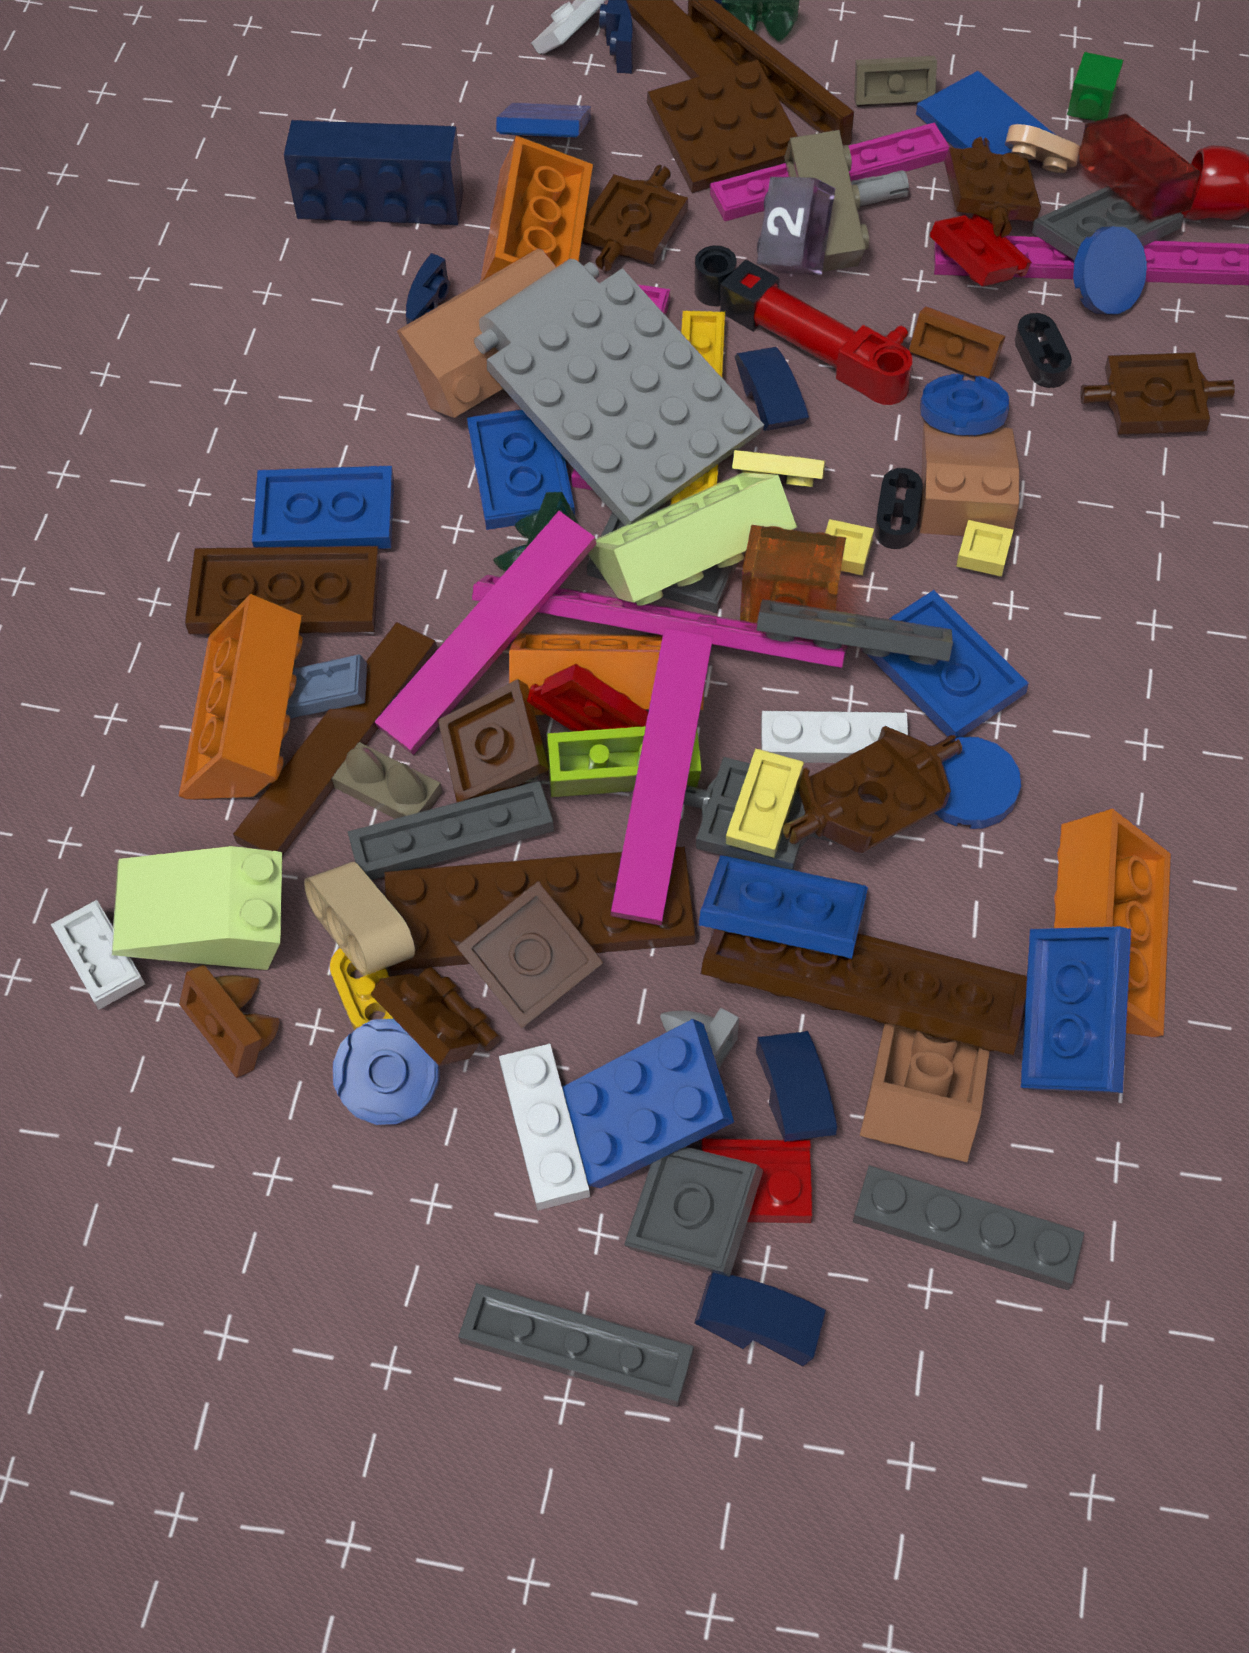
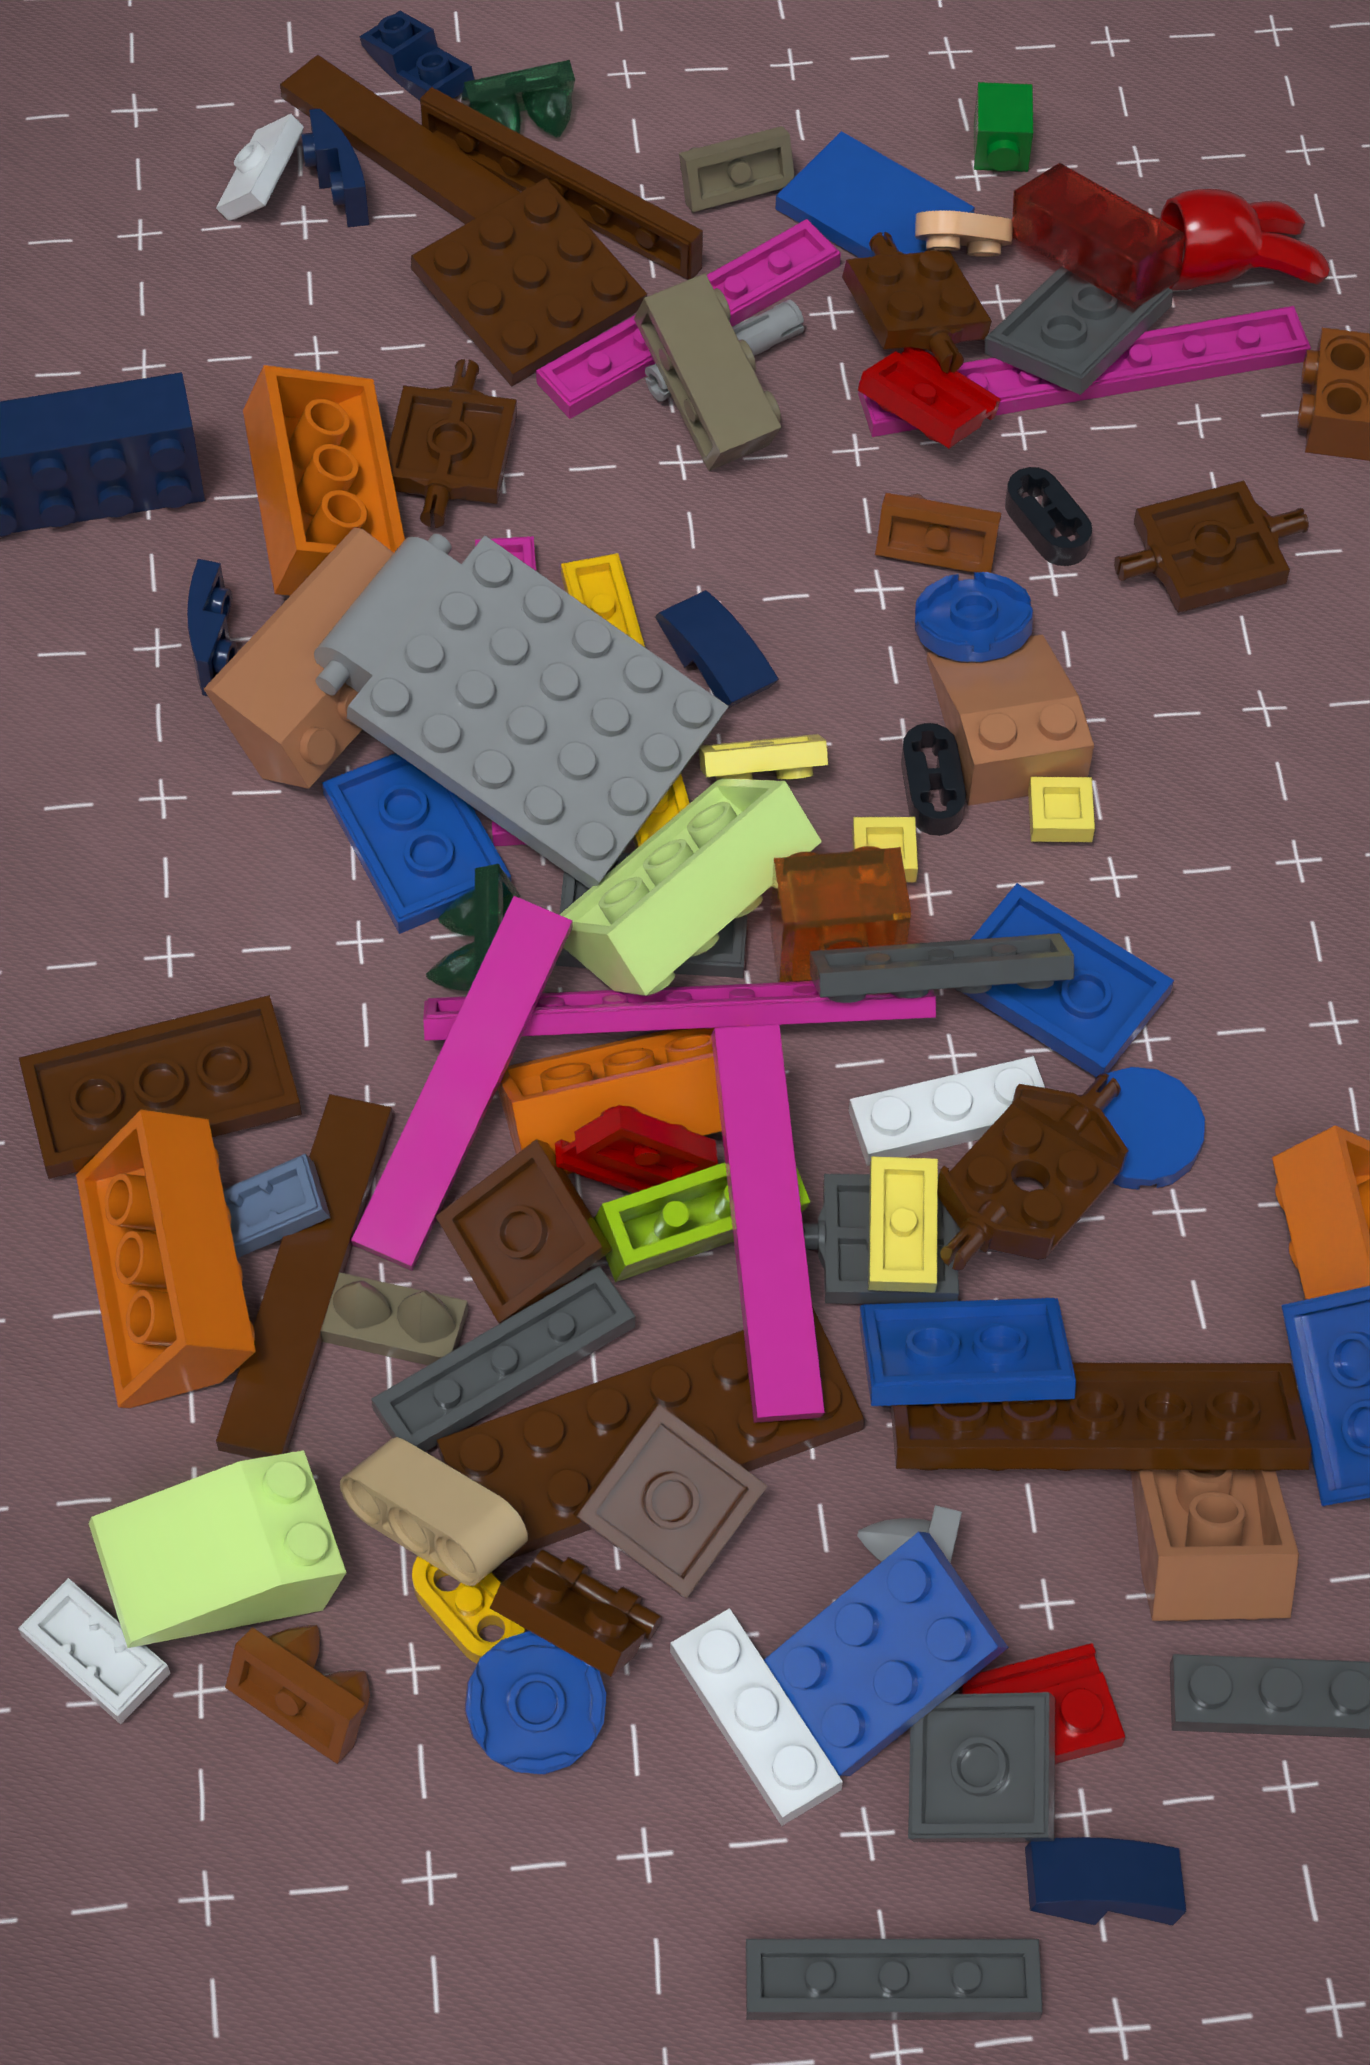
camera: 20 degrees left, 0 degrees up
(324, 507) = (173, 957): blue plate -> none
(543, 120) = (286, 328): blue tile -> none
(752, 297) = (653, 526): red piece -> none
(795, 225) = (685, 418): clear purple brick -> none
(797, 1086) = (1058, 1579): dark blue slope -> none
(1110, 270) = (1105, 390): blue tile -> none

